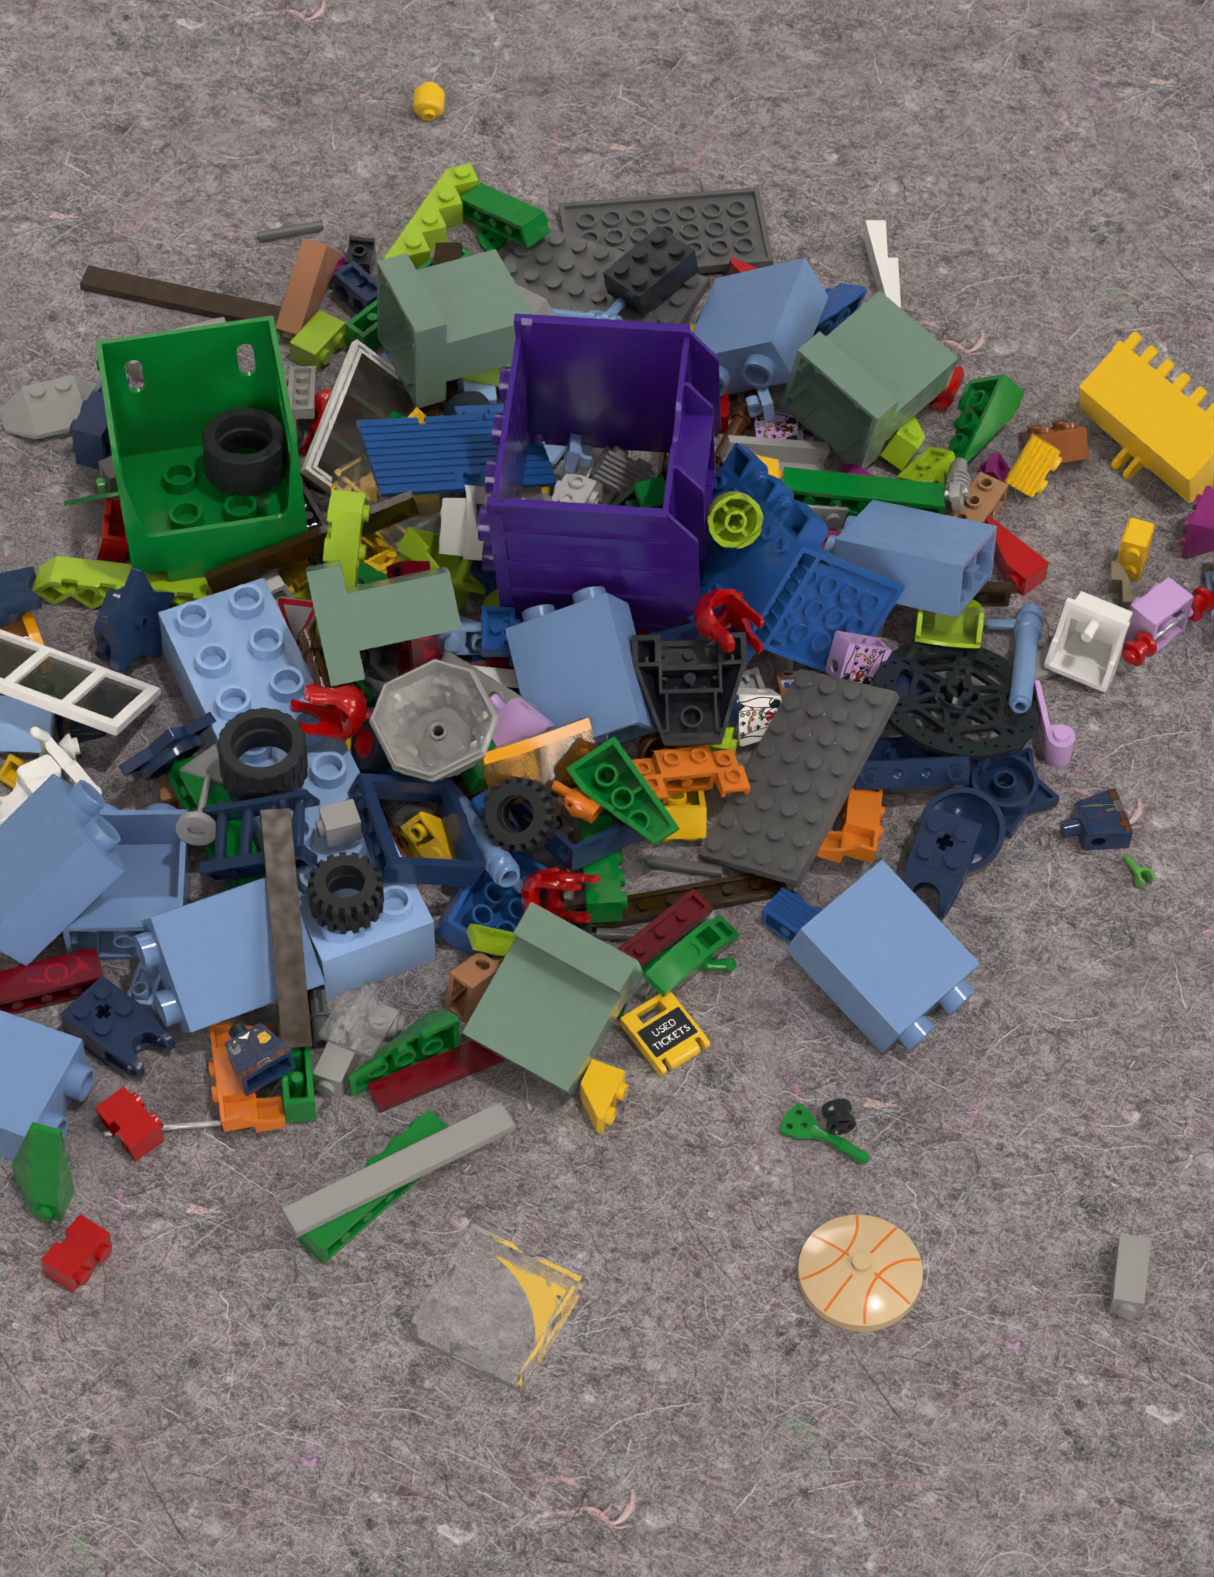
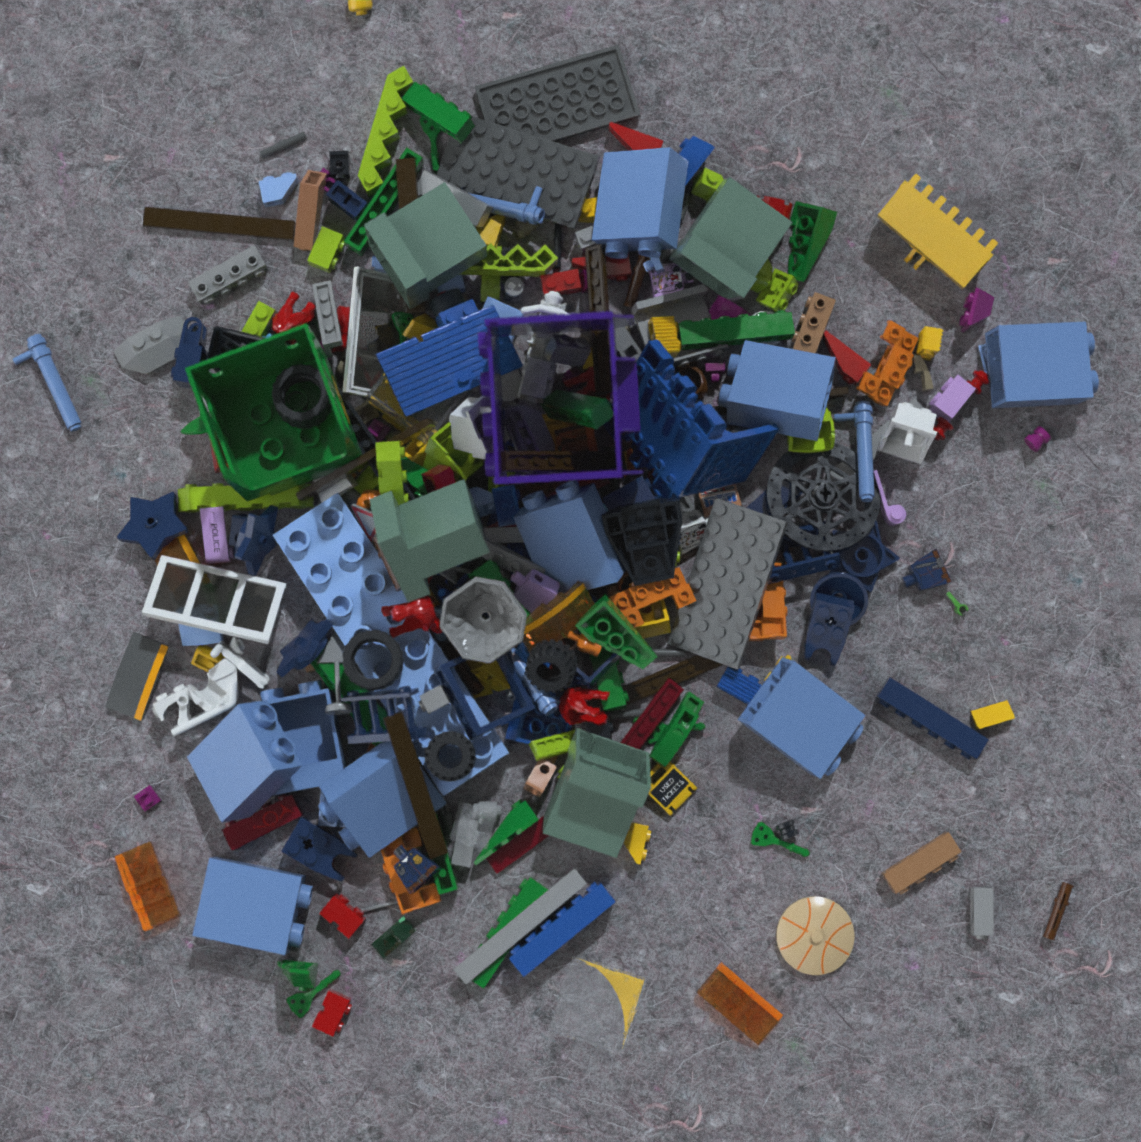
camera: 10 degrees left, 30 degrees up
(46, 1231) = (308, 996): none -> green piece
(77, 619) = (215, 536): none -> lavender door
(199, 1165) = (393, 937): none -> clear green slope
(269, 270) = (277, 190): none -> light blue slope
(463, 1186) = (561, 929): none -> blue brick
(576, 454) = (531, 346): light blue tile -> none
(651, 271) = (557, 162): black brick -> none
(724, 1347) = (739, 1003): none -> clear orange slope
(732, 613) = (657, 486): red piece -> none
(734, 519) = (658, 417): lime cylinder -> none
(856, 657) = (751, 476): lavender torso -> none
(883, 268) = (724, 115): white slope -> none
(957, 484) = (801, 309): light grey hinge -> none
(995, 467) = (825, 283): magenta tile -> none
(1033, 466) = (851, 281): yellow brick -> none
(1041, 1193) = (921, 862): none -> medium nougat brick
(1064, 435) = (863, 251): dark orange slope -> none
(1079, 573) = (892, 367): none -> orange bracket
(1082, 1005) = (931, 718): none -> dark blue brick
(1176, 1020) = (992, 714): none -> yellow slope

